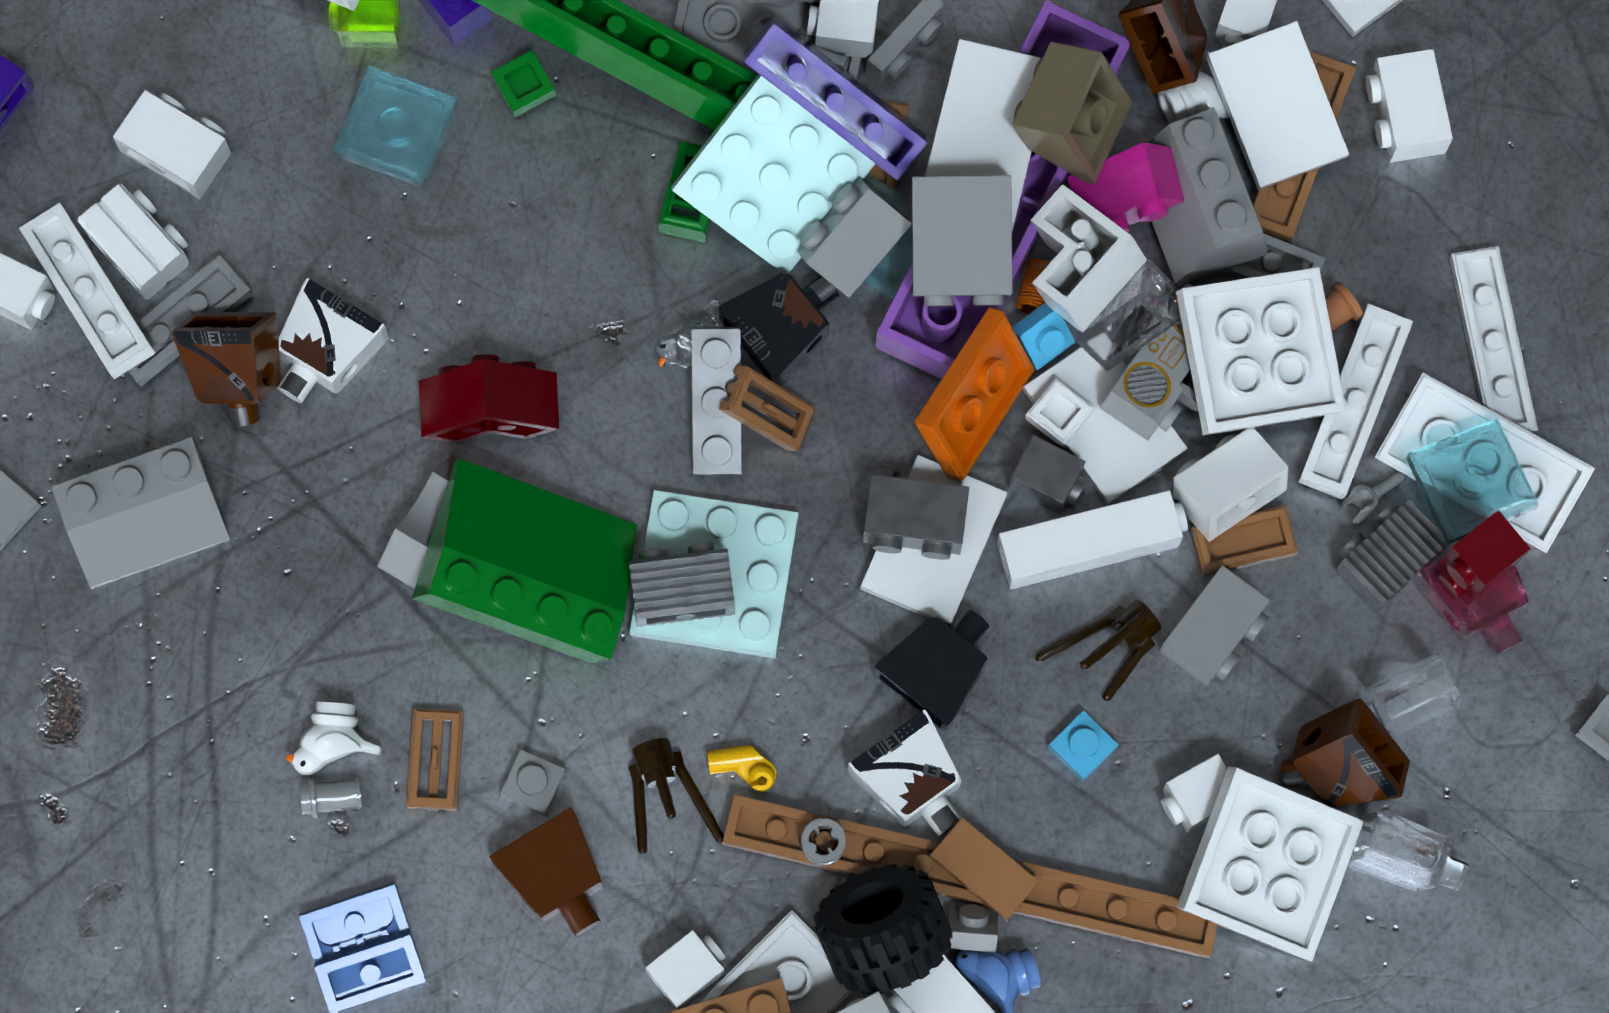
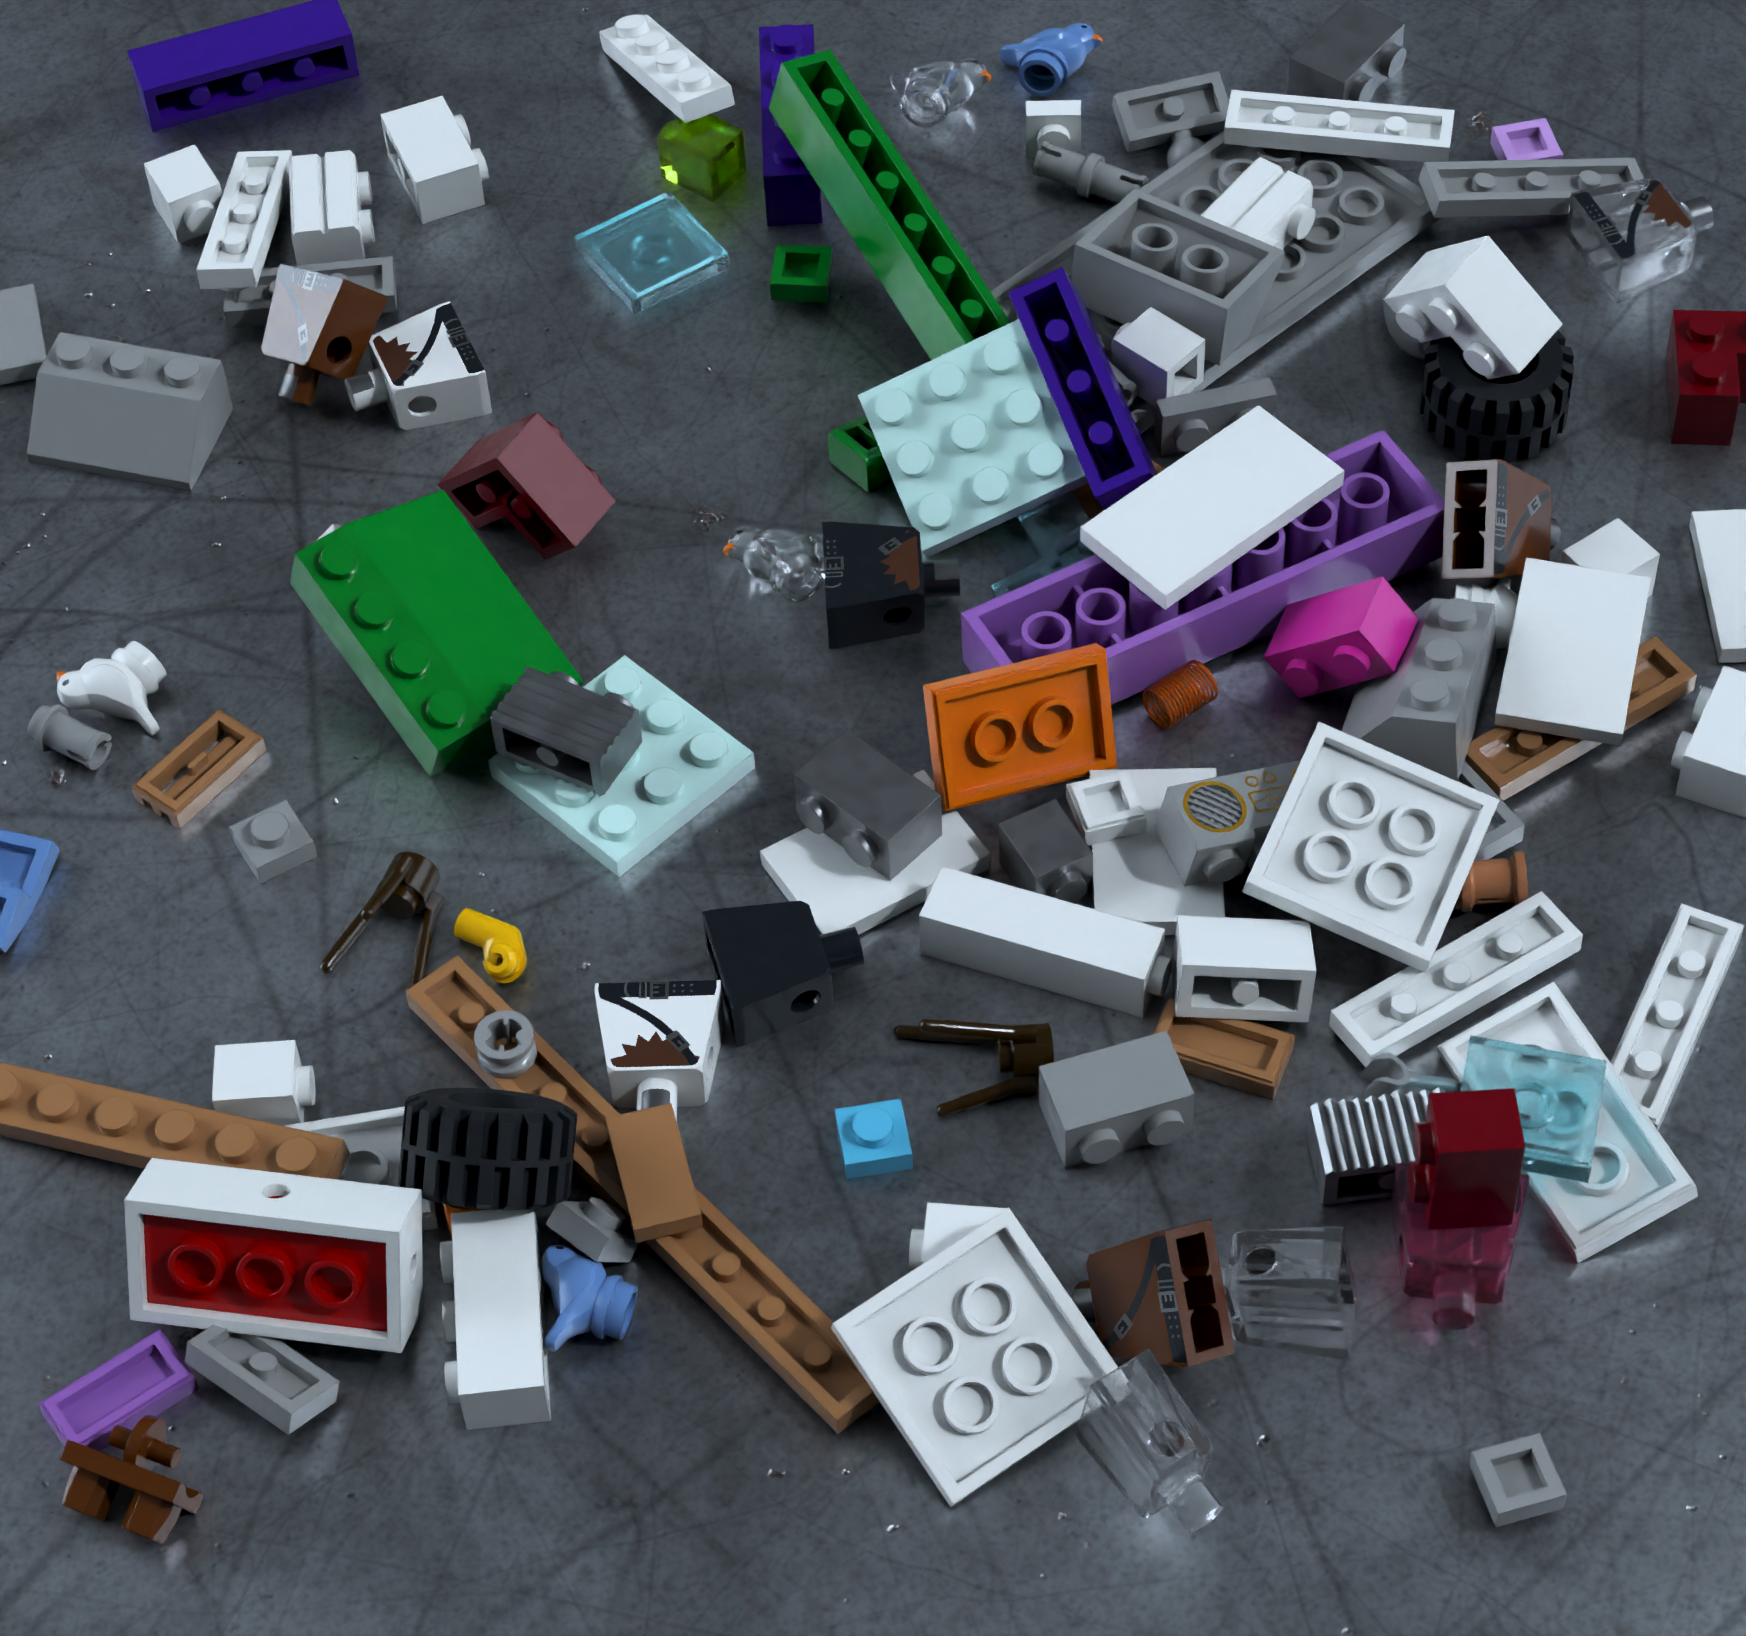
camera: 40 degrees right, 25 degrees down
(553, 872) = (216, 918): reddish brown torso -> none
(714, 433) = (752, 604): light grey plate -> none
(739, 394) = (776, 644): medium nougat tile -> none
(853, 236) = (1009, 525): light grey brick -> none
(962, 238) = (1112, 553): light grey brick -> none
(1043, 335) = (1147, 733): medium azure plate -> none
(1072, 110) = (1327, 512): dark tan slope -> none
(1091, 260) = (1235, 657): white brick -> none
(1141, 314) = (1264, 728): clear torso -> none

